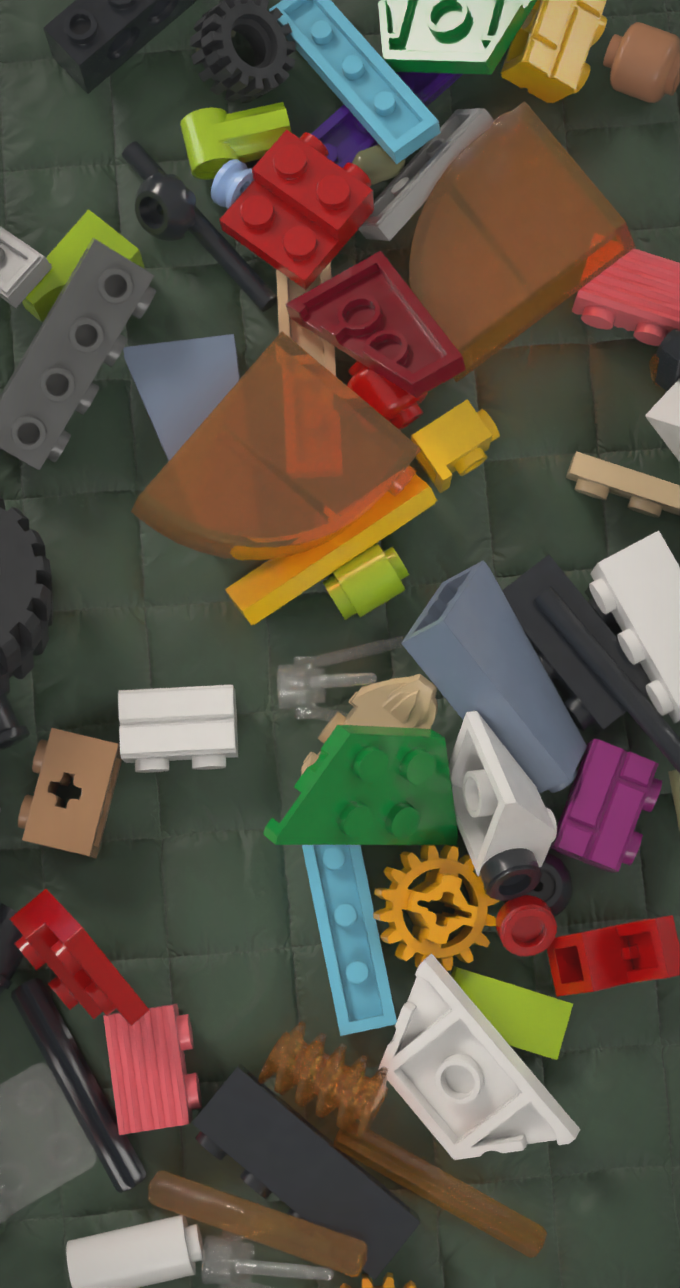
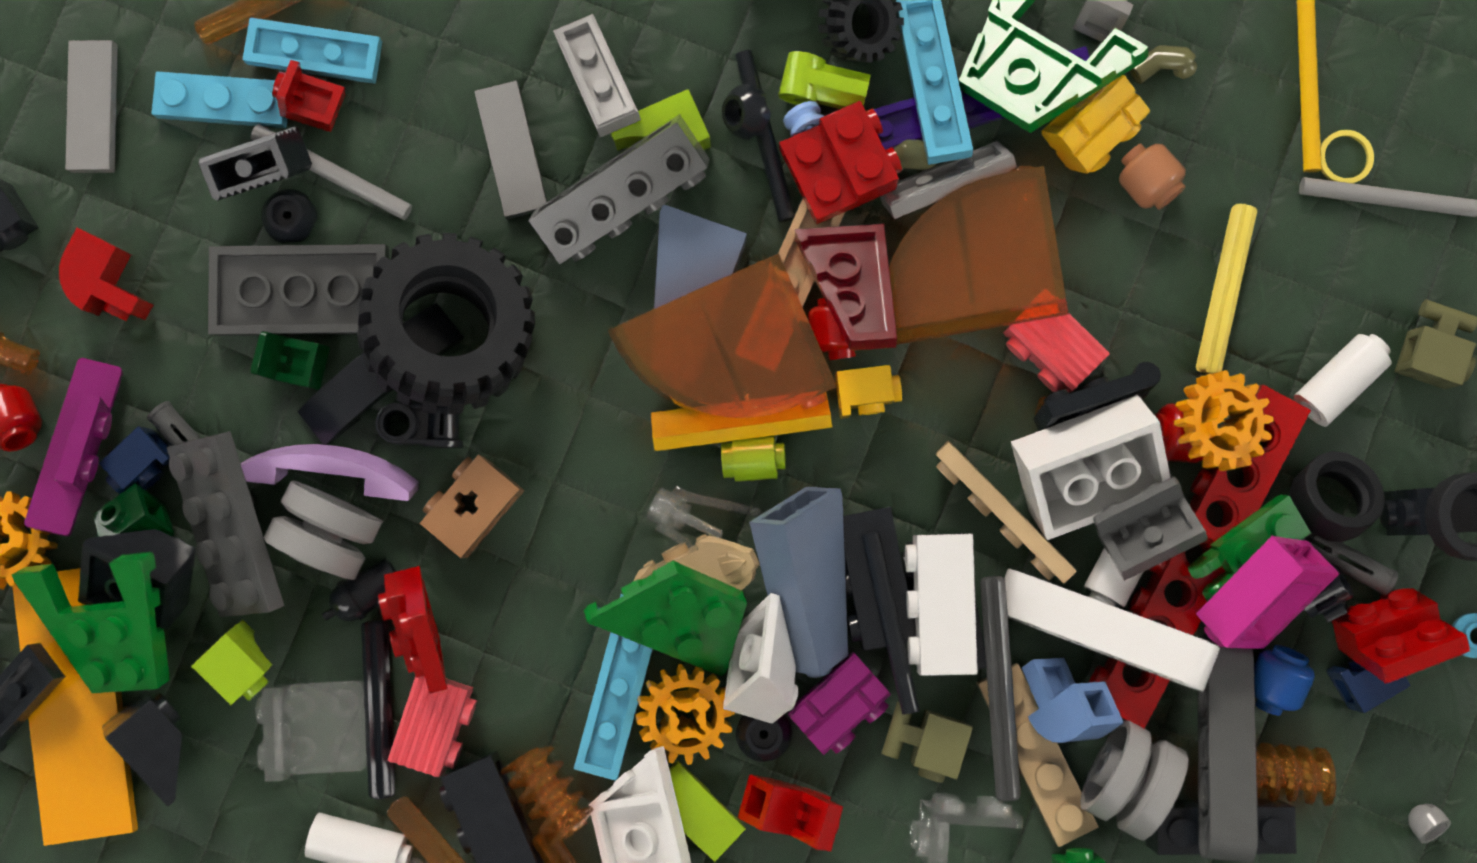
camera: 30 degrees right, 5 degrees up
(178, 725) = (568, 495): white brick -> none
(510, 874) = (746, 720): black tile -> none
(526, 925) = (740, 759): red tile -> none

